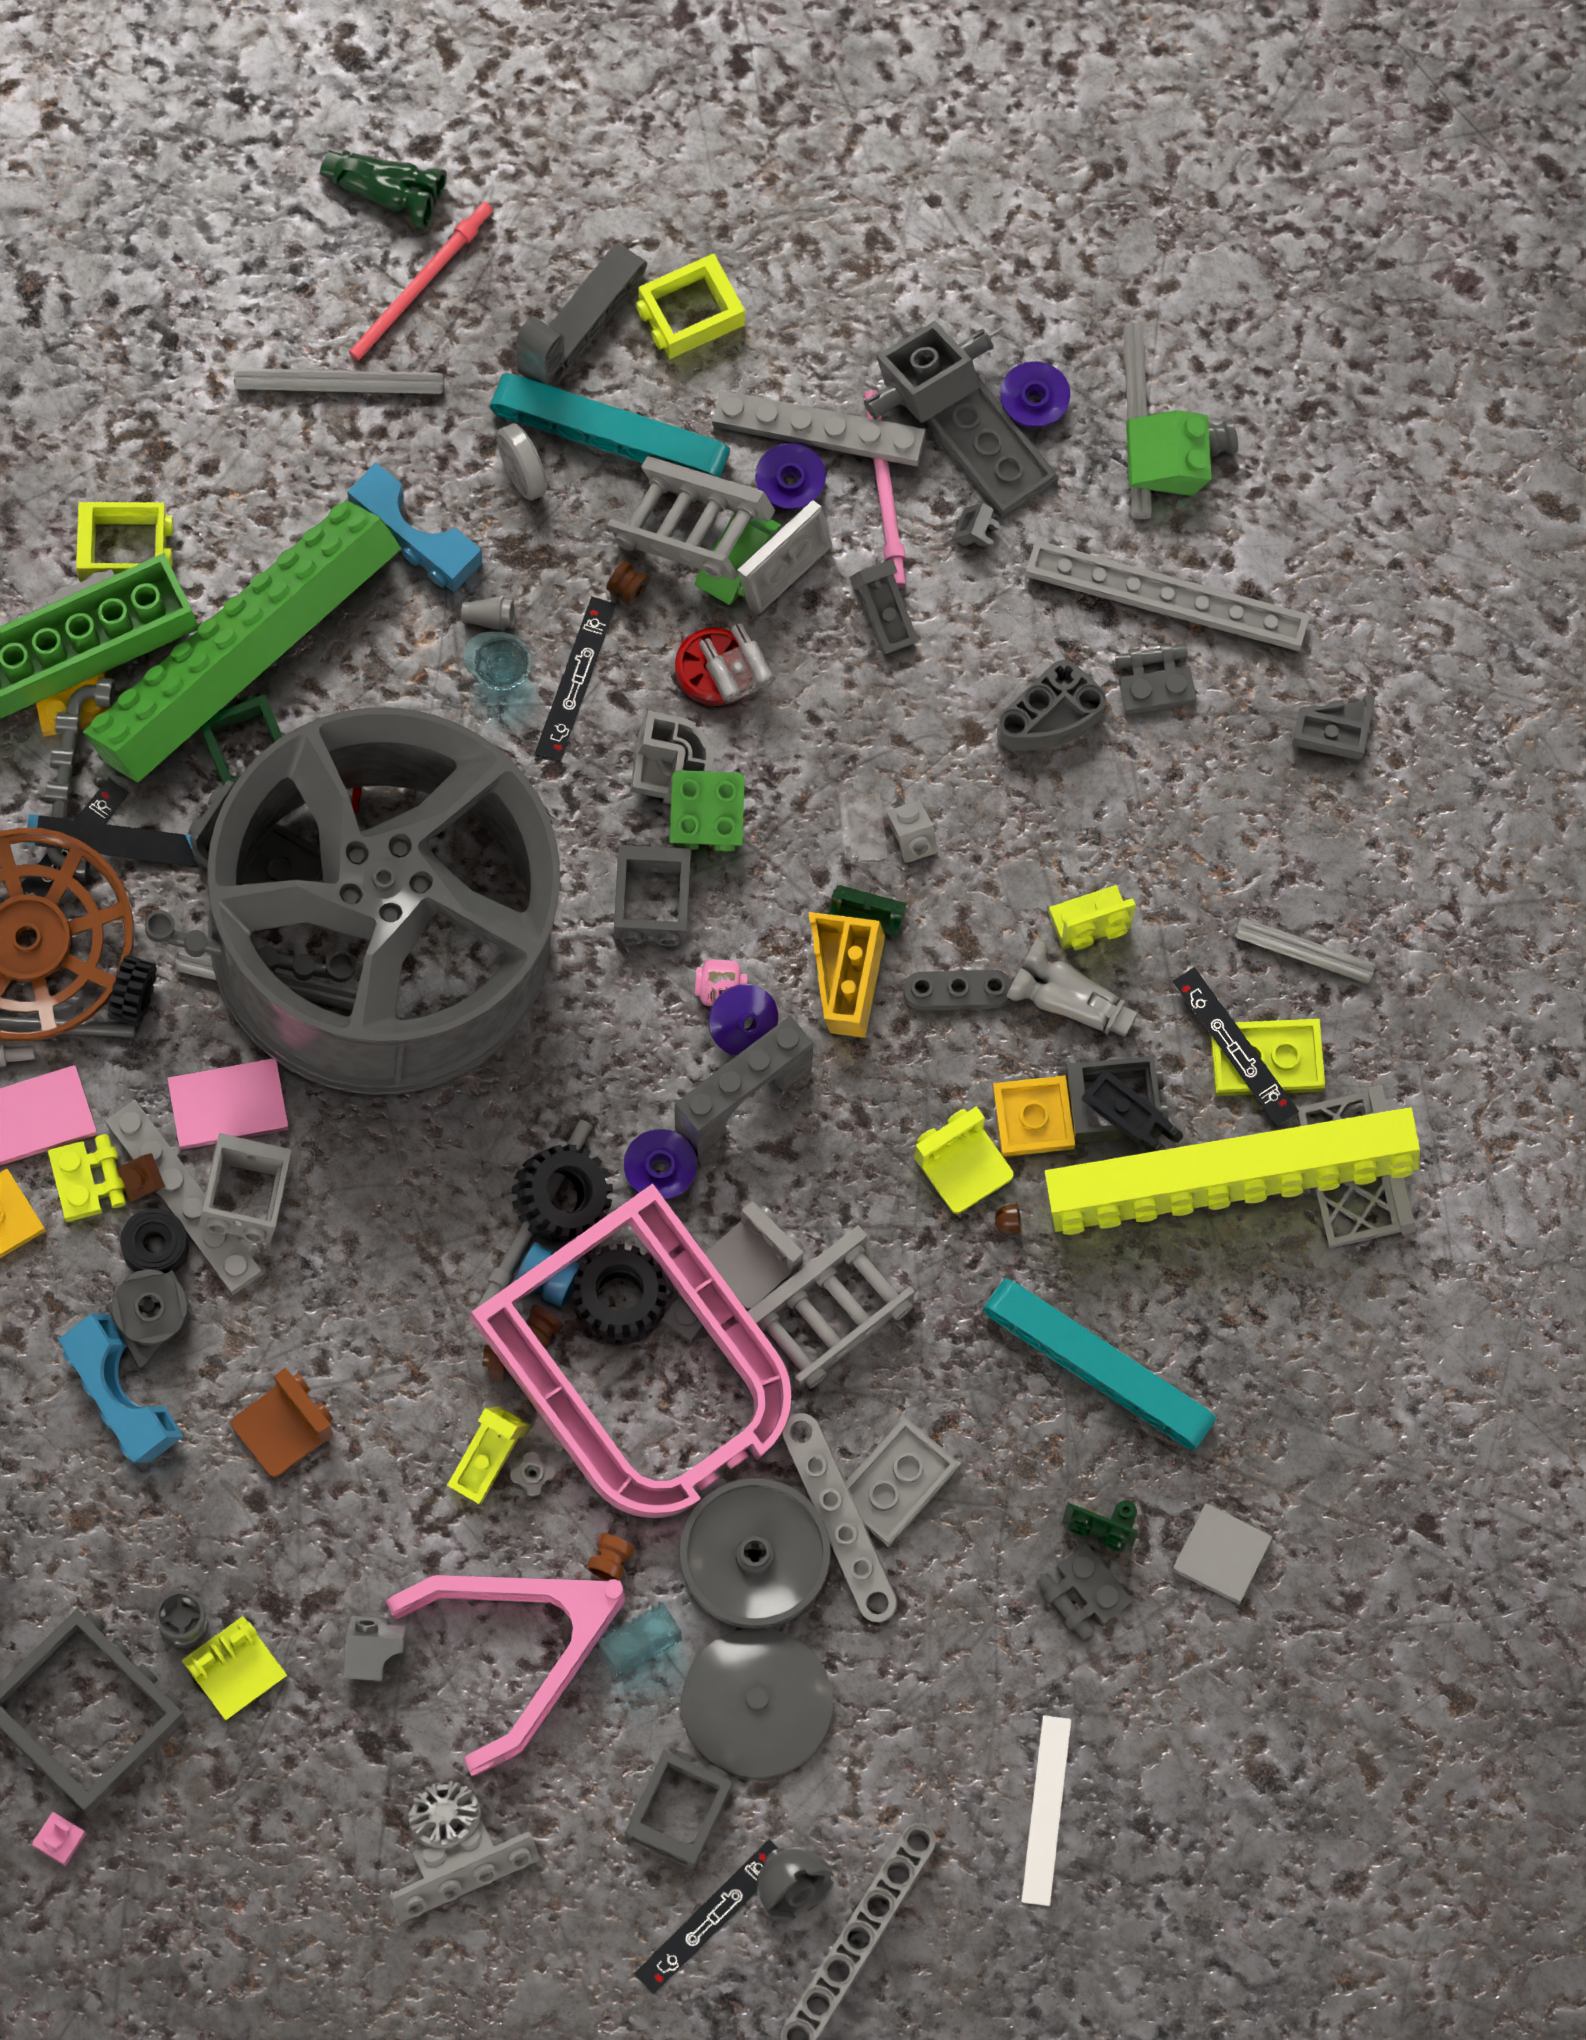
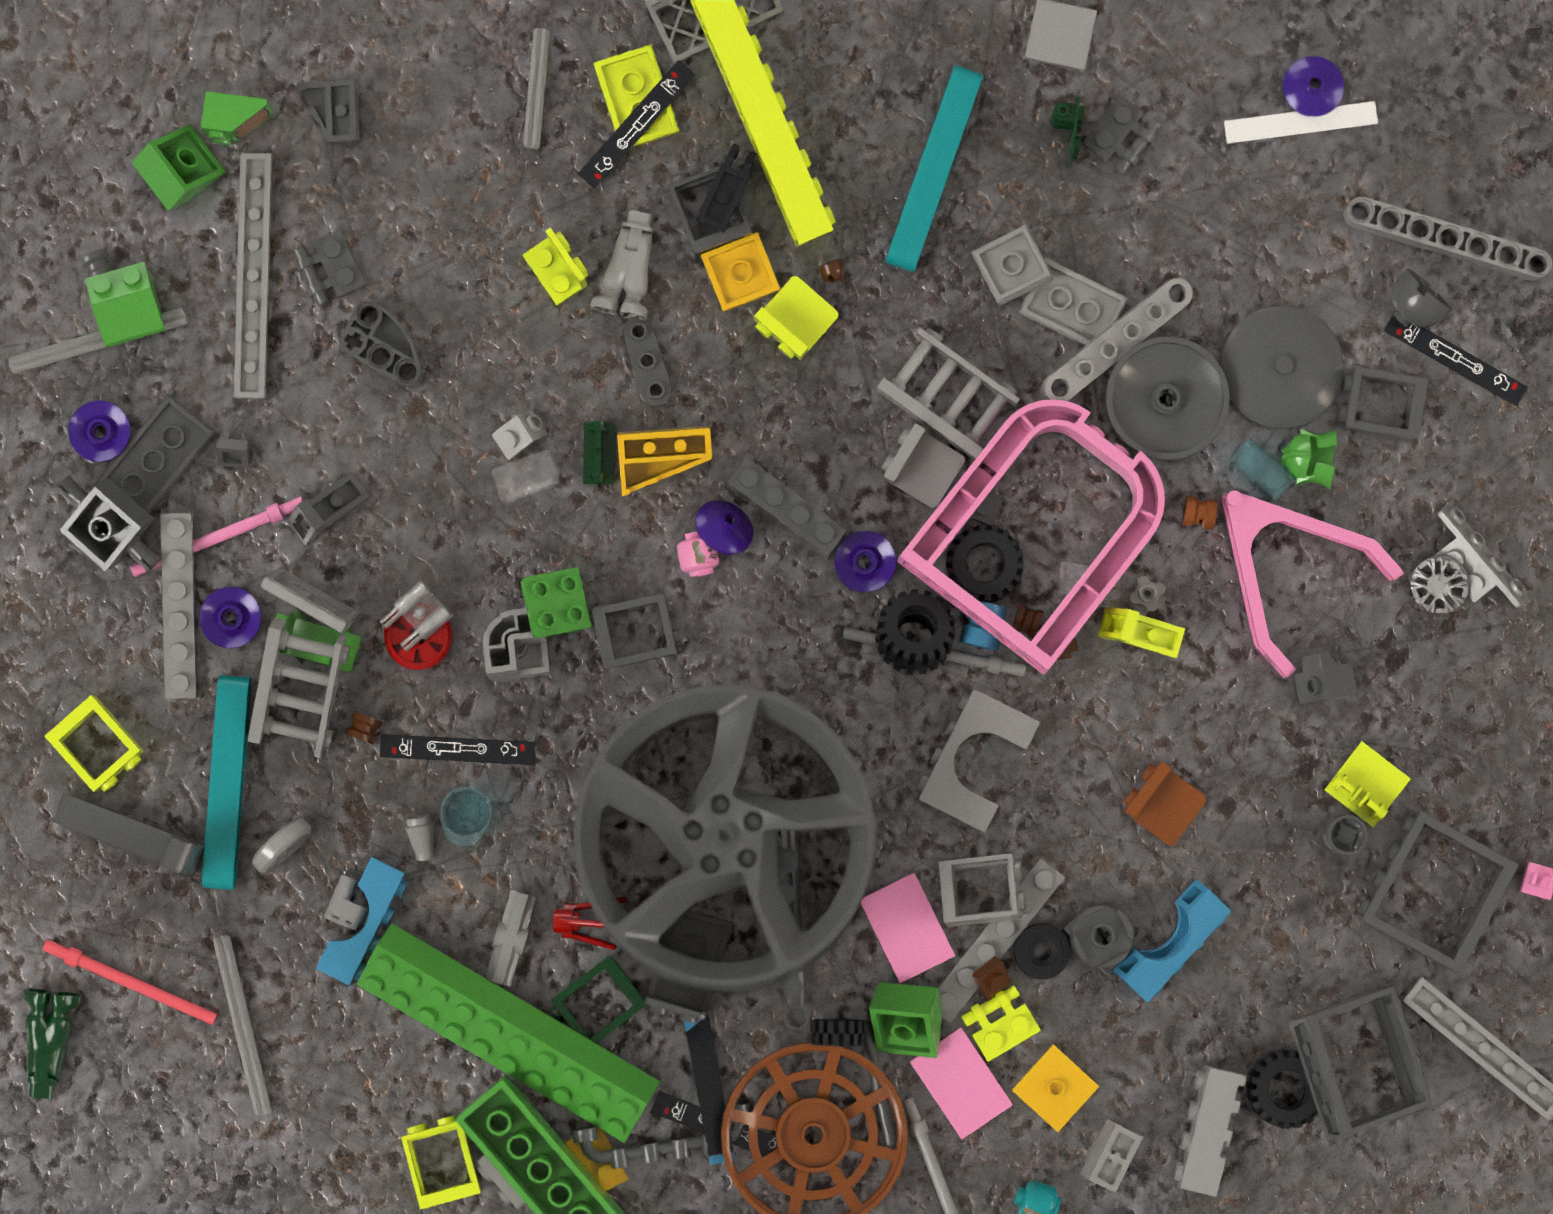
camera: 105 degrees left, 15 degrees up
(124, 1069) = (906, 1019): none -> bright green slope
(346, 675) = (510, 938): none -> light grey piece
(374, 1183) = (977, 716): none -> light grey arch
(433, 513) = (343, 910): none -> light grey piece
(637, 1703) = (1311, 458): none -> bright green helmet
(961, 1422) = (1012, 265): none -> light grey plate
(1080, 1854) = (1306, 99): none -> dark purple dish
(1311, 548) = (178, 166): none -> bright green slope
(1350, 608) = (233, 116): none -> bright green slope

